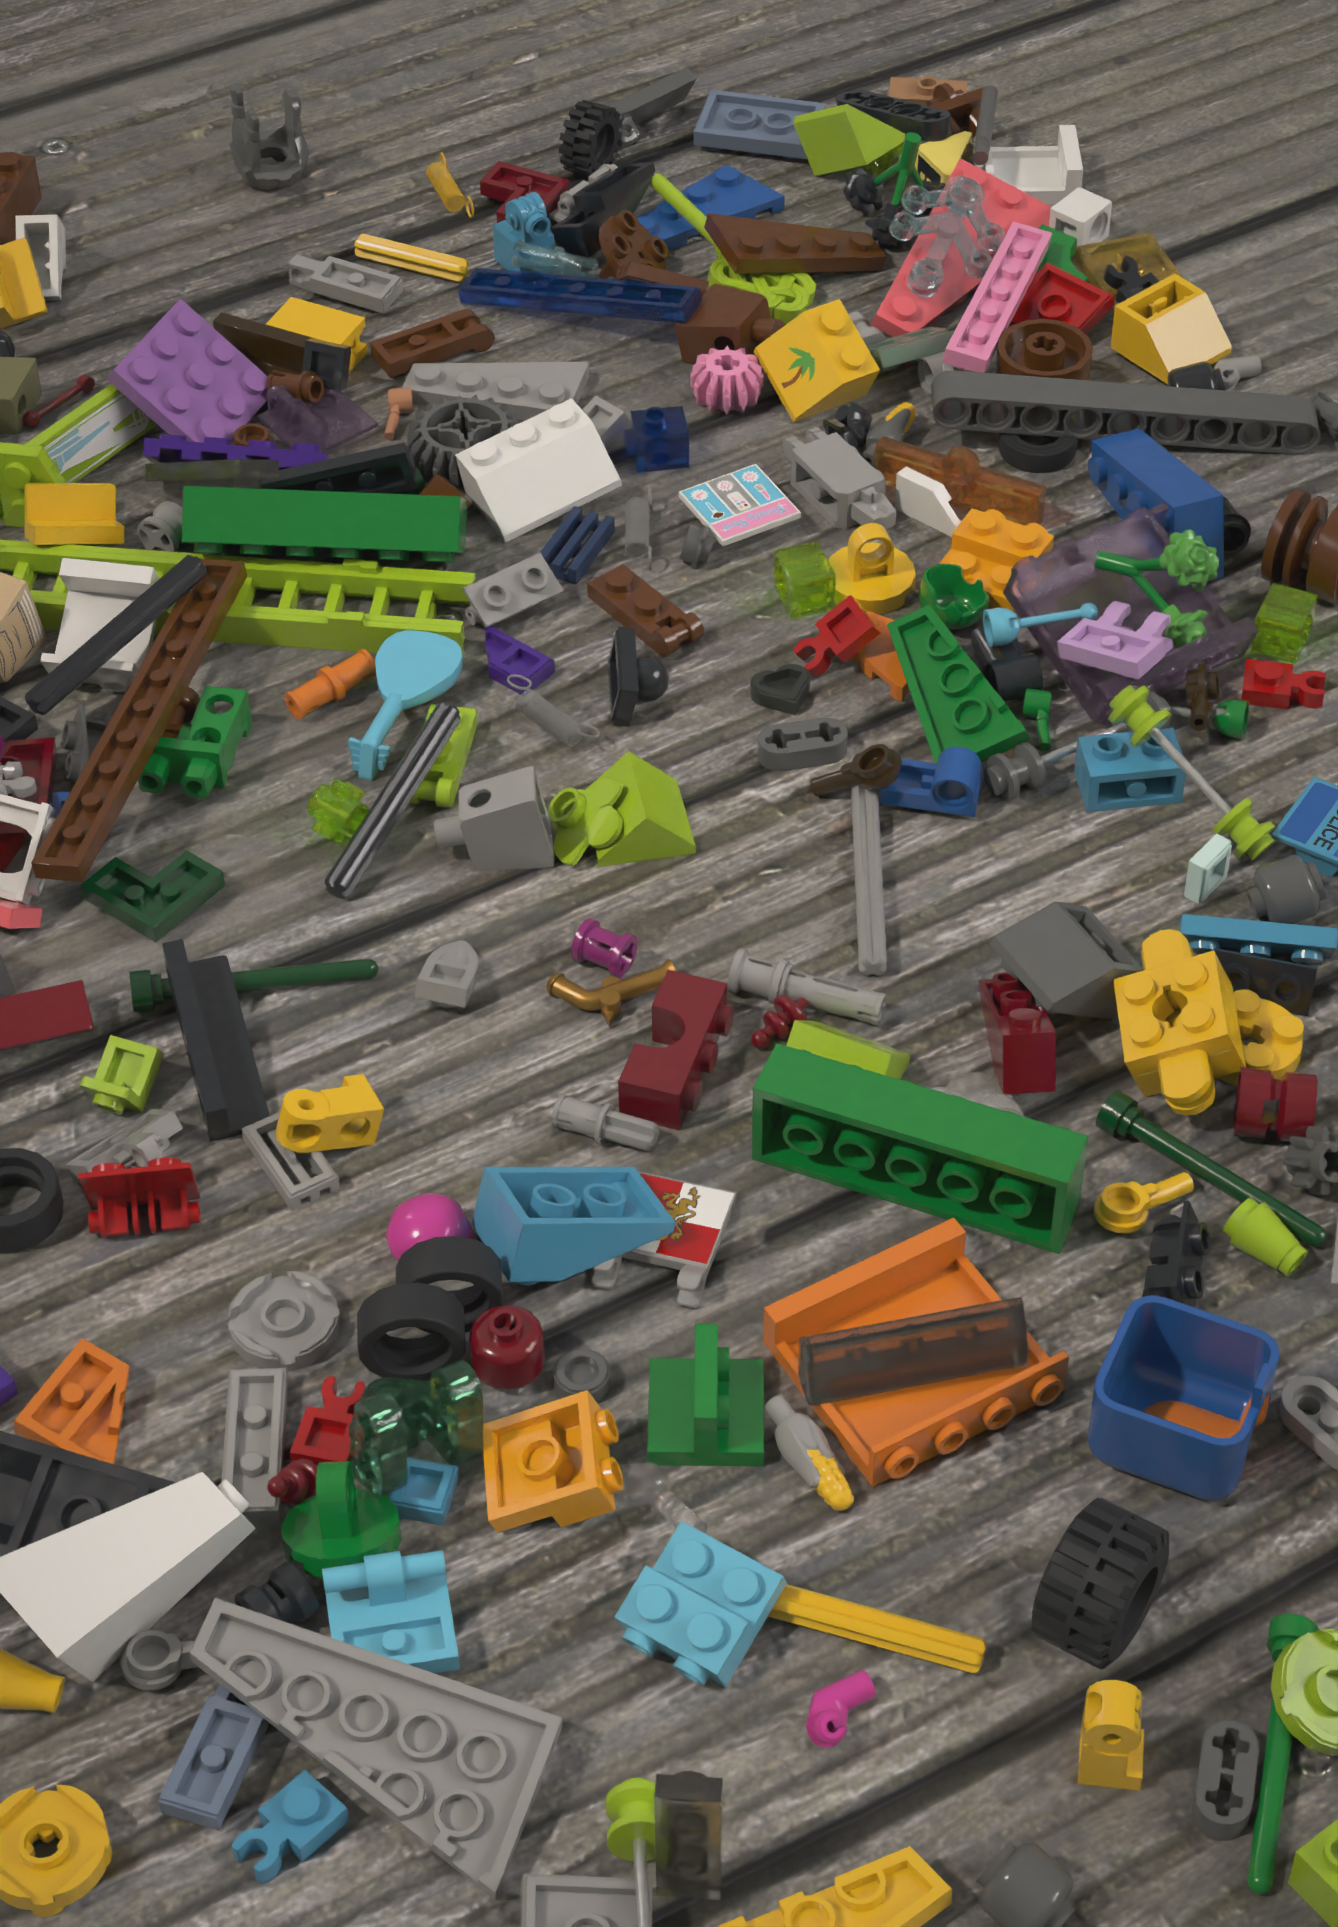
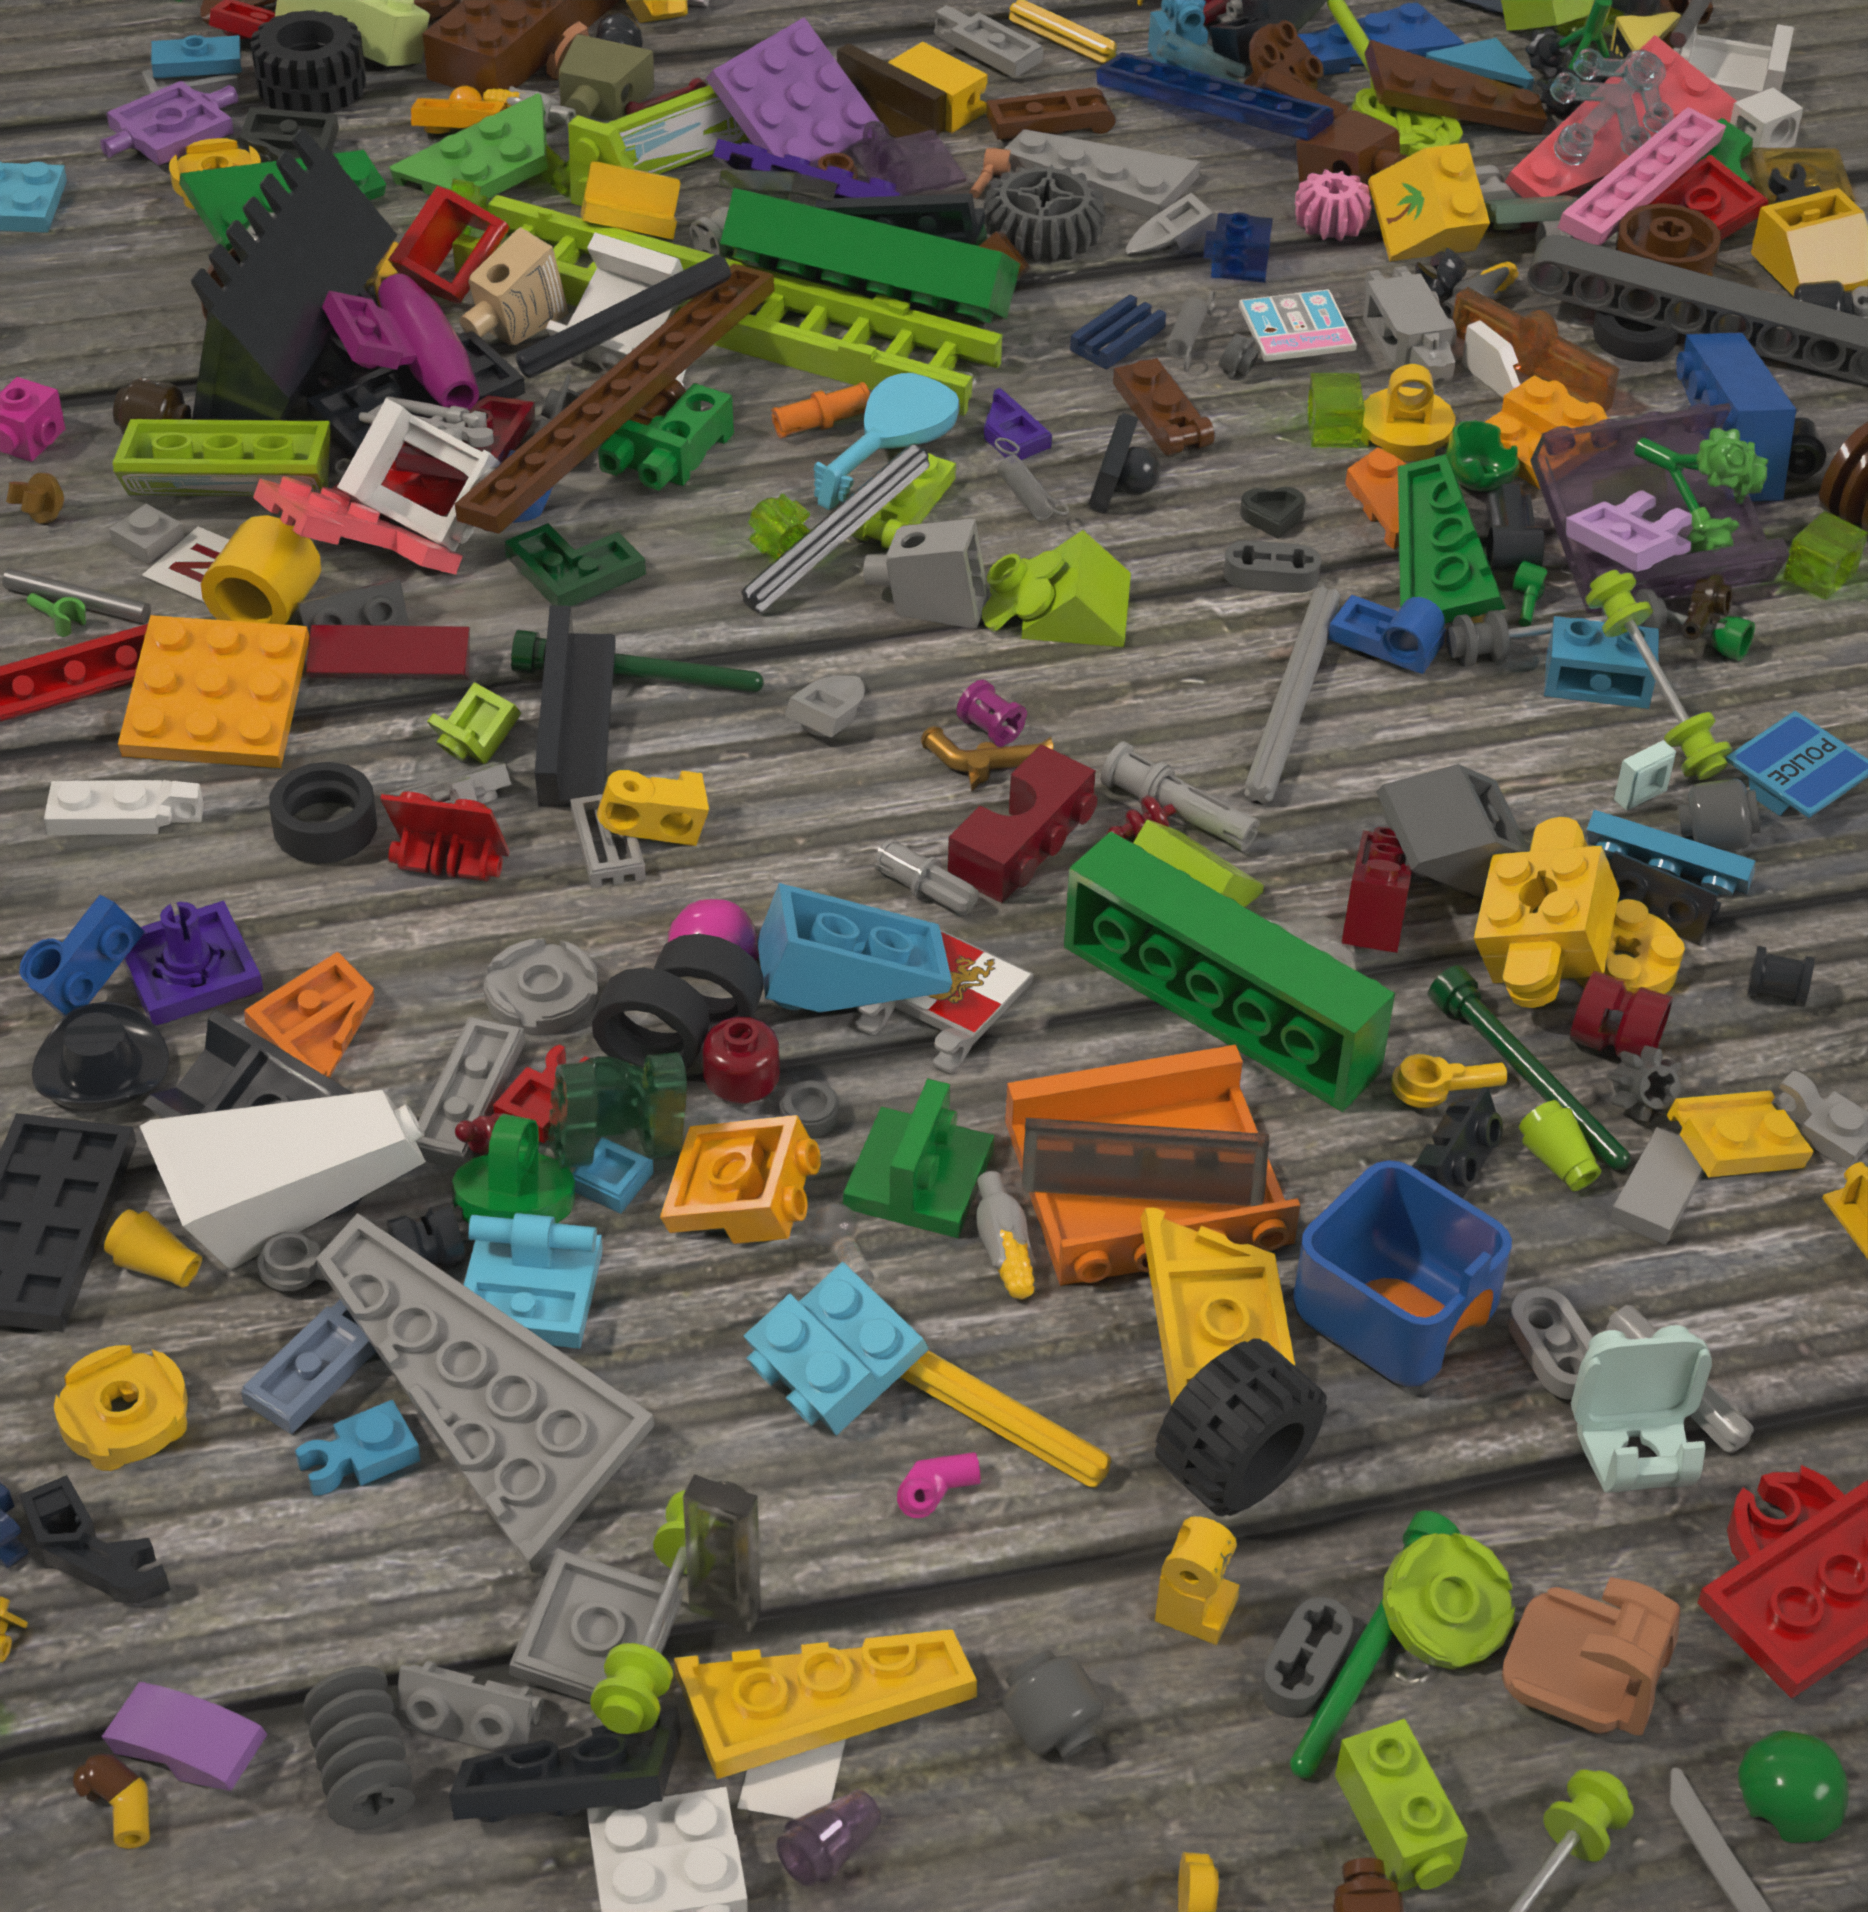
camera: 15 degrees right, 0 degrees up
(303, 386) = (904, 127): reddish brown pin -> none
(328, 361) = (932, 111): black tile -> none
(511, 591) = (1032, 359): light grey hinge -> none
(537, 470) = (1103, 250): white slope -> none
(809, 208) = (1486, 59): none -> dark azure tile
(841, 634) = (1349, 469): red plate -> none
(872, 769) = (1326, 602): dark brown plate -> none
(1003, 625) = (1518, 491): medium azure hinge -> none
(1026, 1474) = (1209, 1296): none -> yellow wing
(1275, 685) = (1795, 613): red plate -> none

